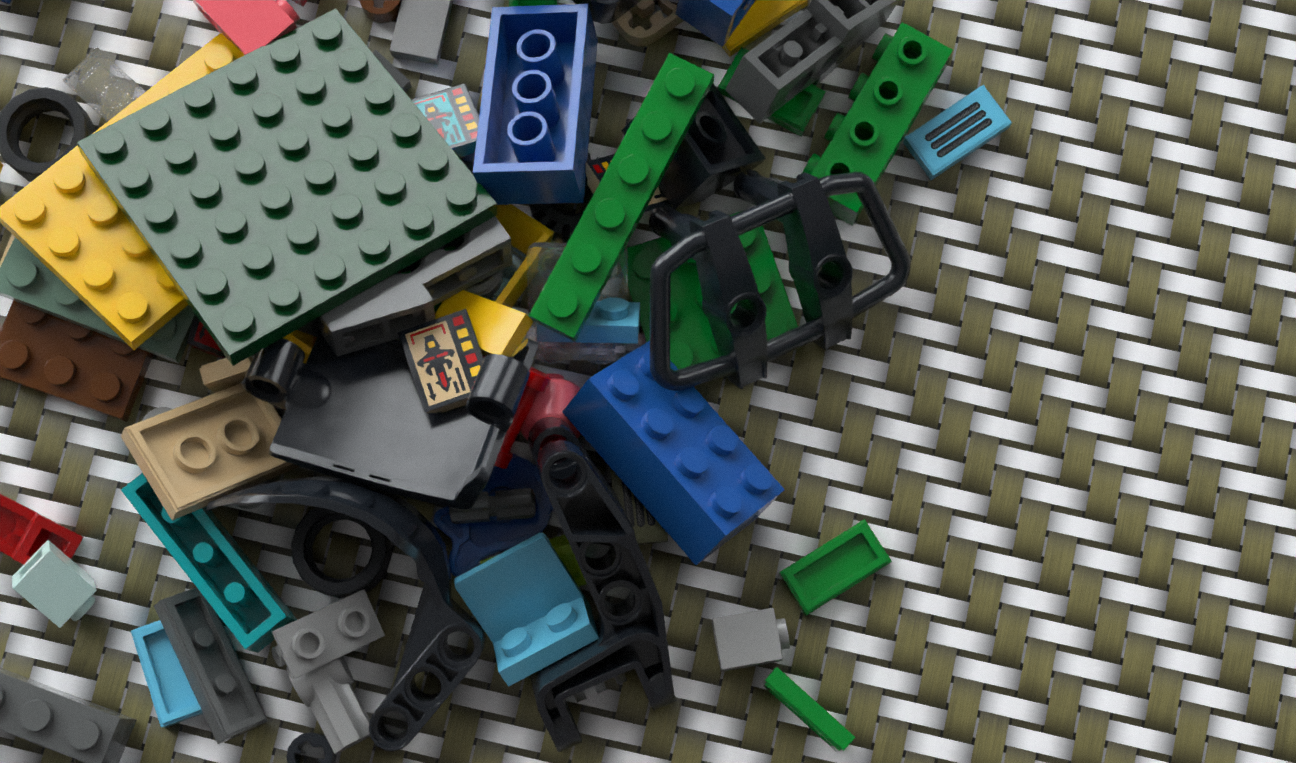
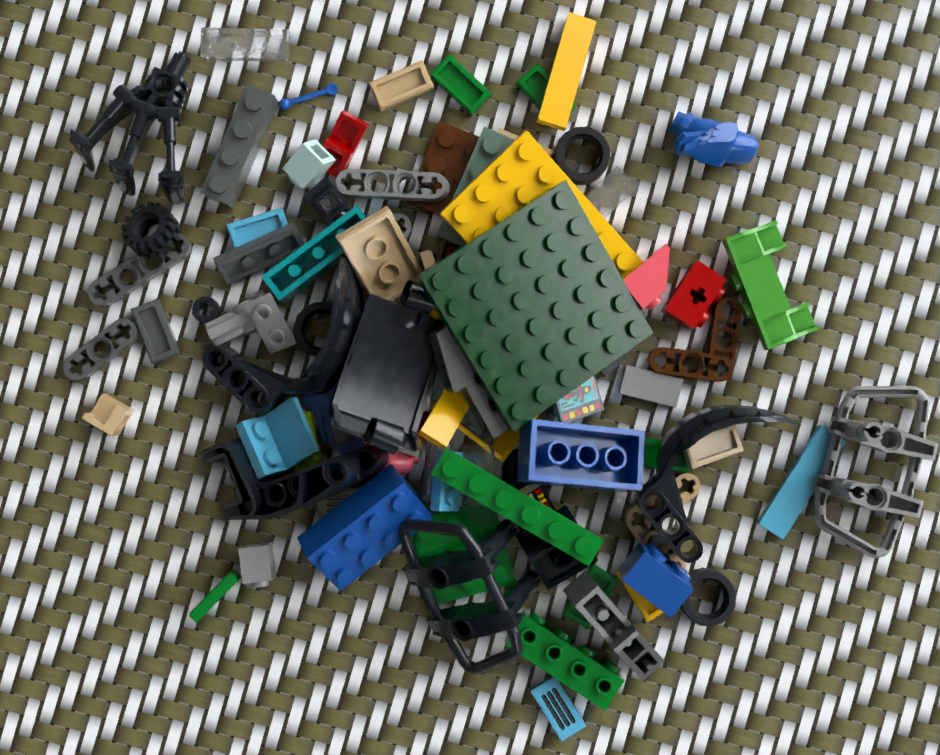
camera: 85 degrees right, 10 degrees up
(82, 439) = (392, 188): none -> light grey beam
(120, 550) = (327, 201): none -> black window
(443, 360) = (420, 398): piece -> none
(835, 567) = (298, 615): green tile -> none

